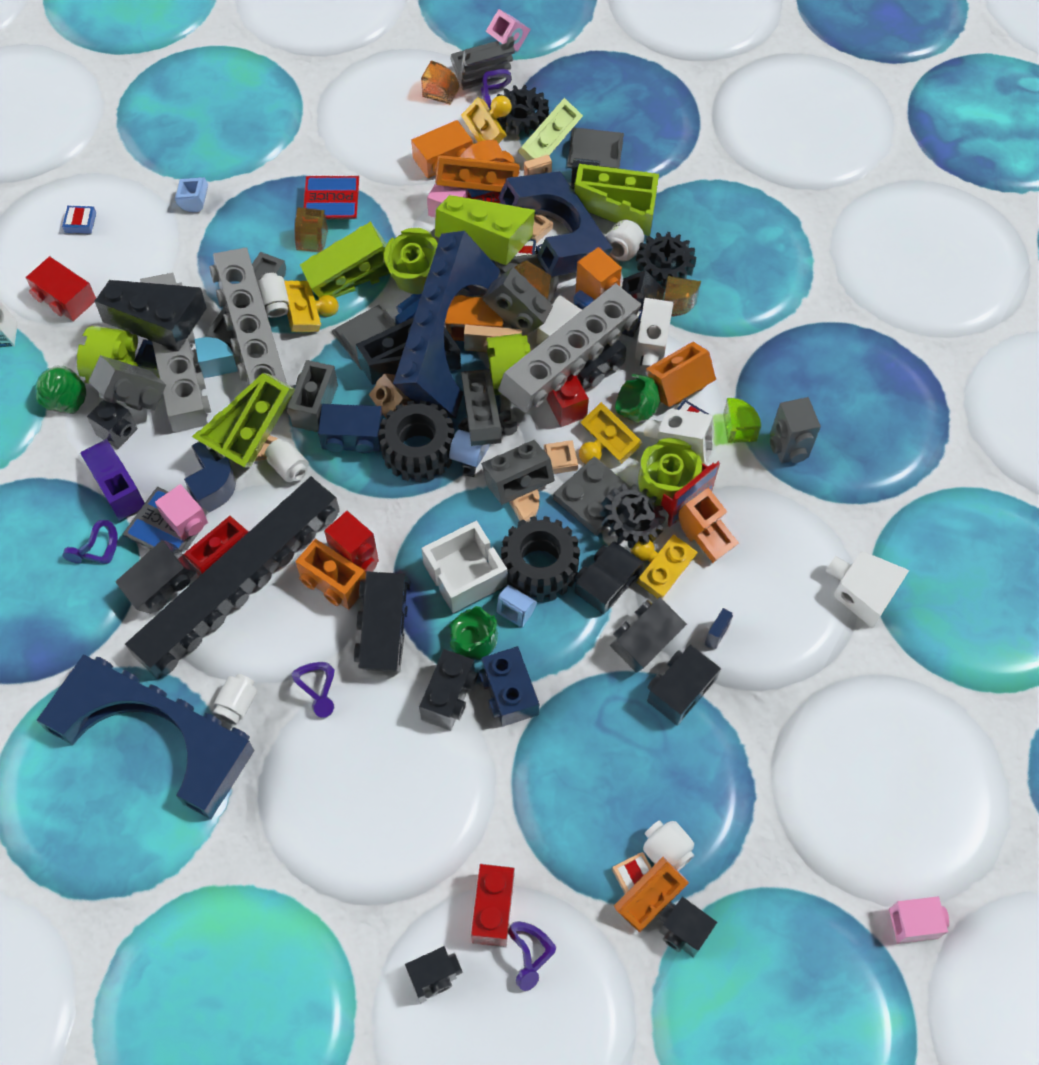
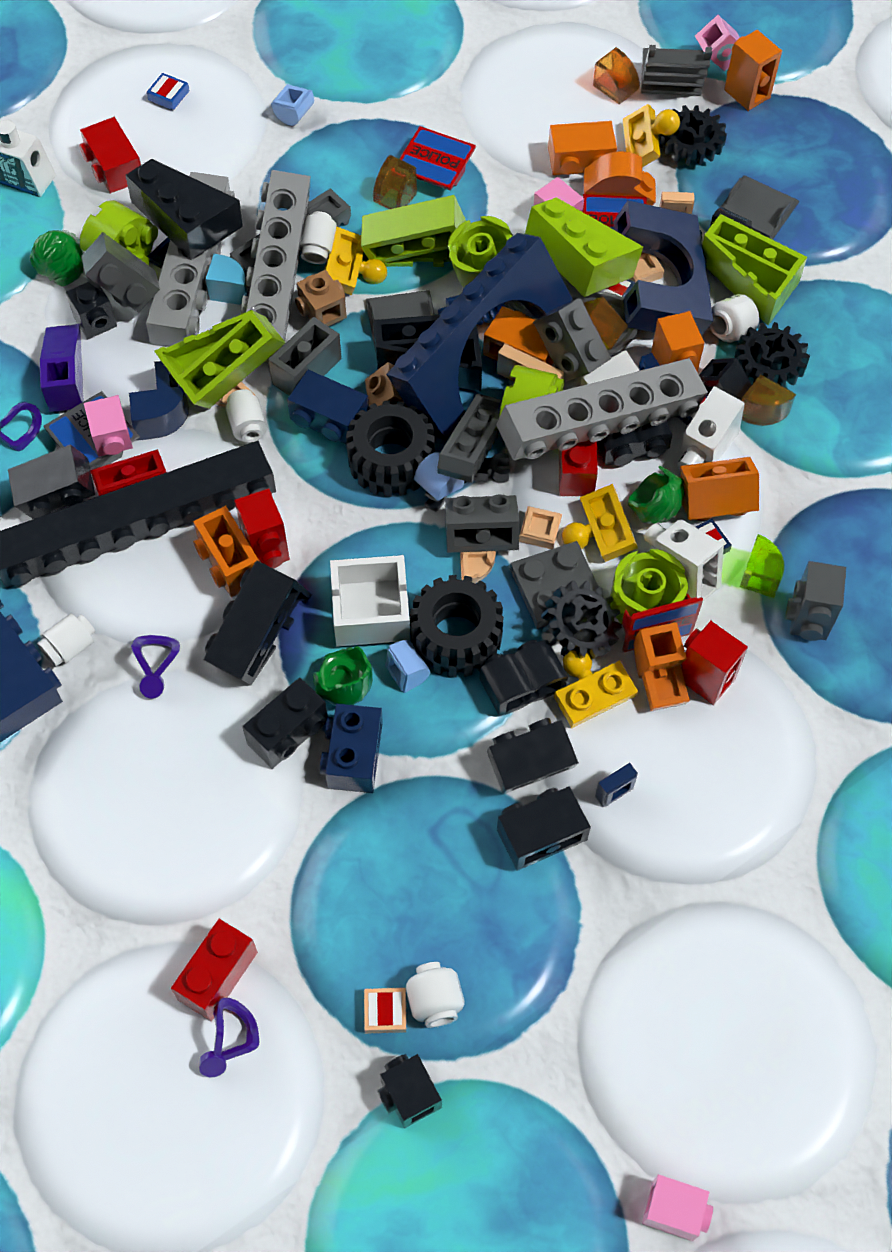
camera: 25 degrees right, 0 degrees up
(300, 343) = (321, 298): none -> medium nougat brick
(433, 972) = (116, 1010): black brick -> none
(474, 173) = (596, 183): orange plate -> none
(491, 74) = (678, 84): dark purple piece -> none
(543, 43) = (752, 69): none -> orange brick
(551, 131) = (714, 170): yellowish green plate -> none
(651, 894) = (387, 1036): orange plate -> none
(745, 506) = (712, 661): none -> red brick
(866, 584) = (816, 809): white torso -> none

